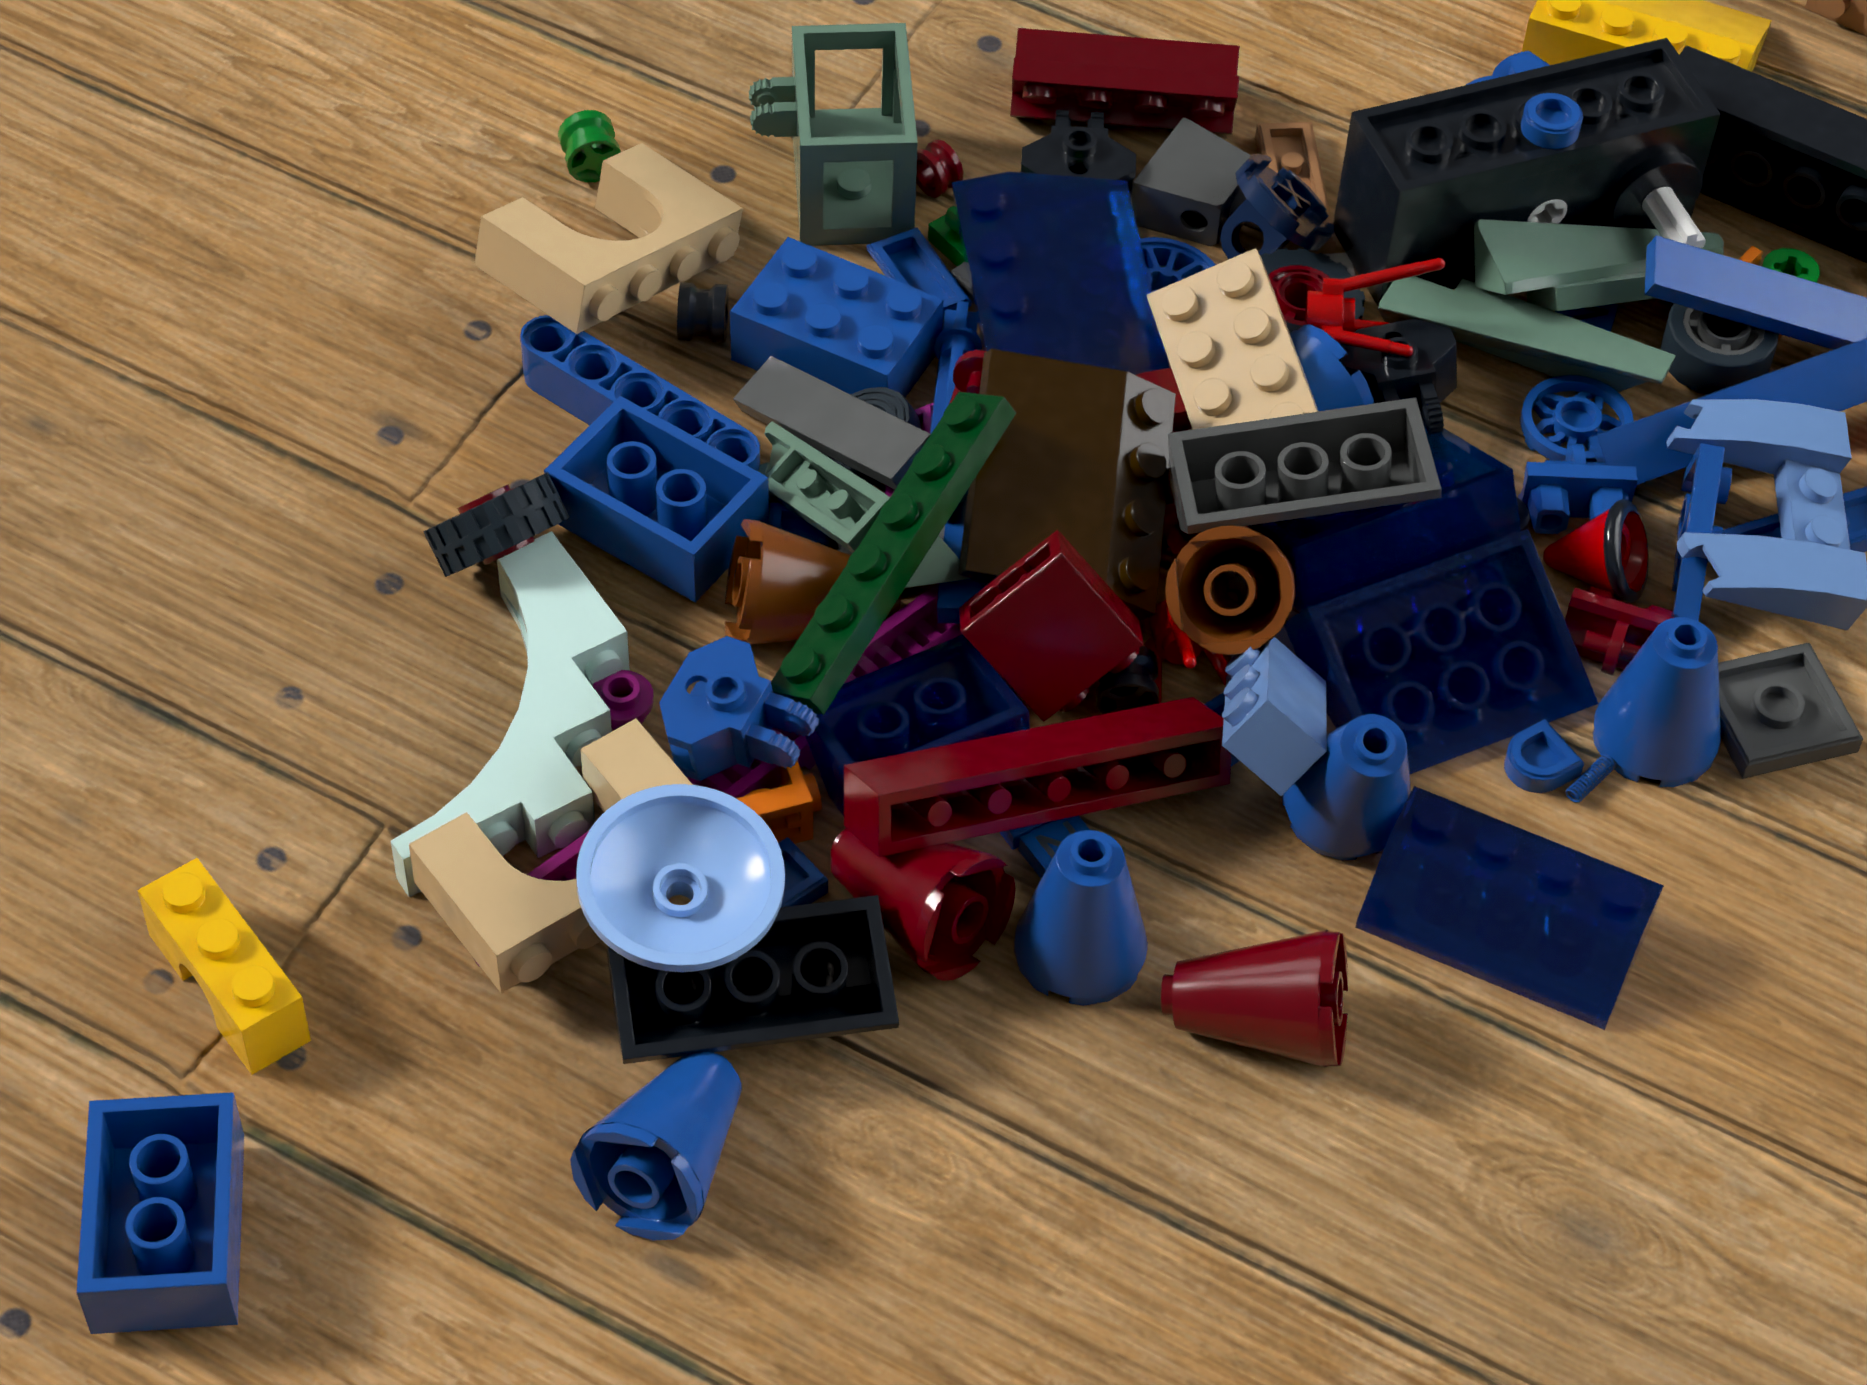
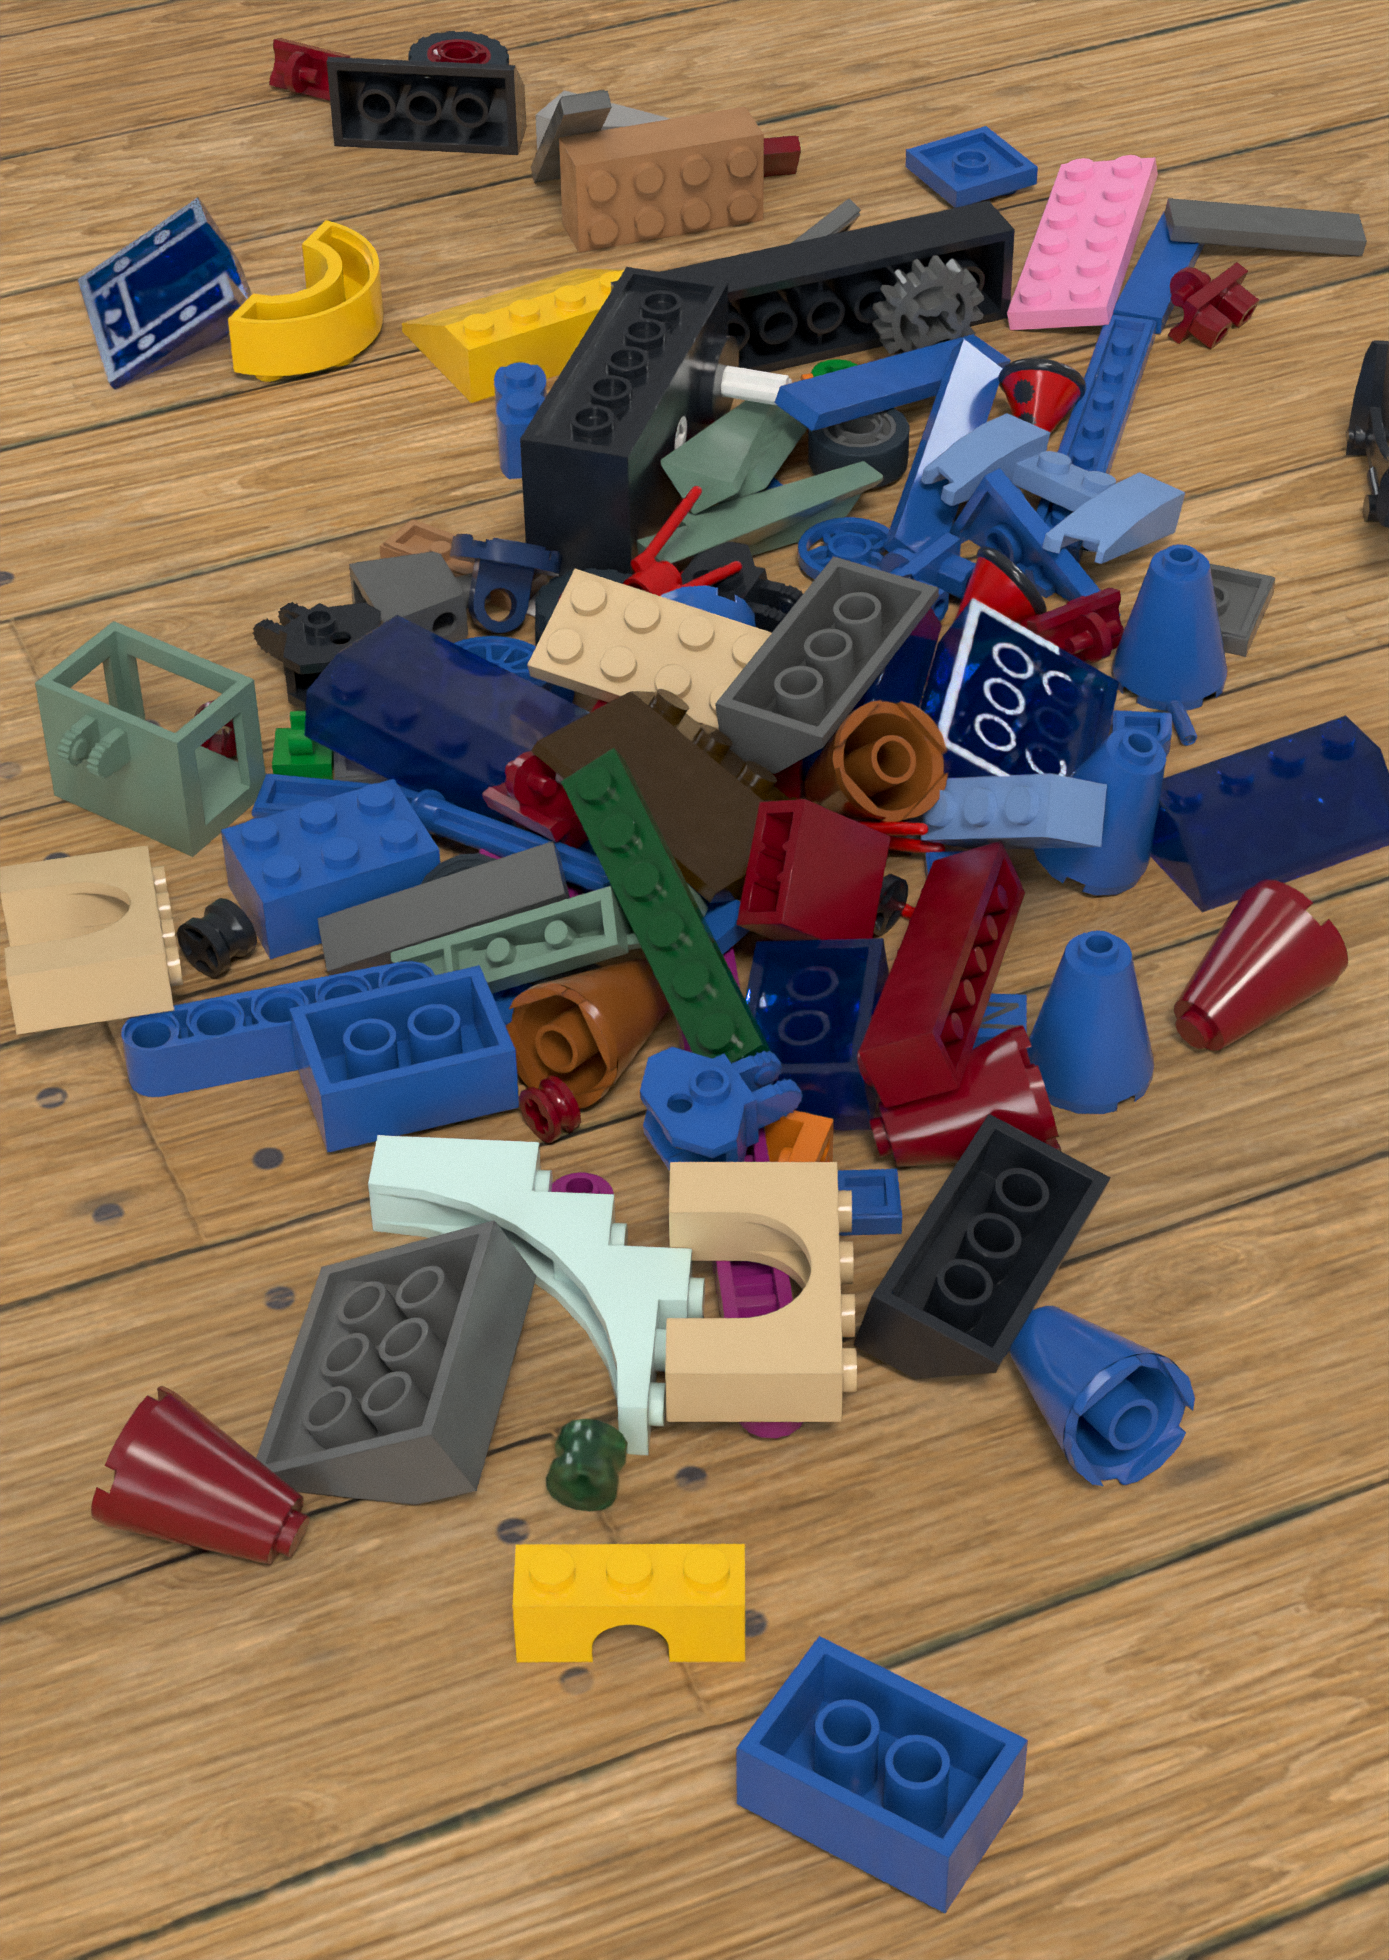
camera: 50 degrees left, 10 degrees down
(134, 639) = (196, 1486): none -> dark red cone
(344, 861) = (587, 1465): none -> clear green wheel
(353, 697) = (401, 1370): none -> dark grey slope
(496, 524) = (336, 1163): black wheel -> none
(684, 845) = (891, 1201): light blue dish -> none
(696, 619) = (550, 1109): none -> dark red bush
(1126, 78) = (282, 563): dark red brick -> none
(1551, 121) = (650, 351): blue tile -> none

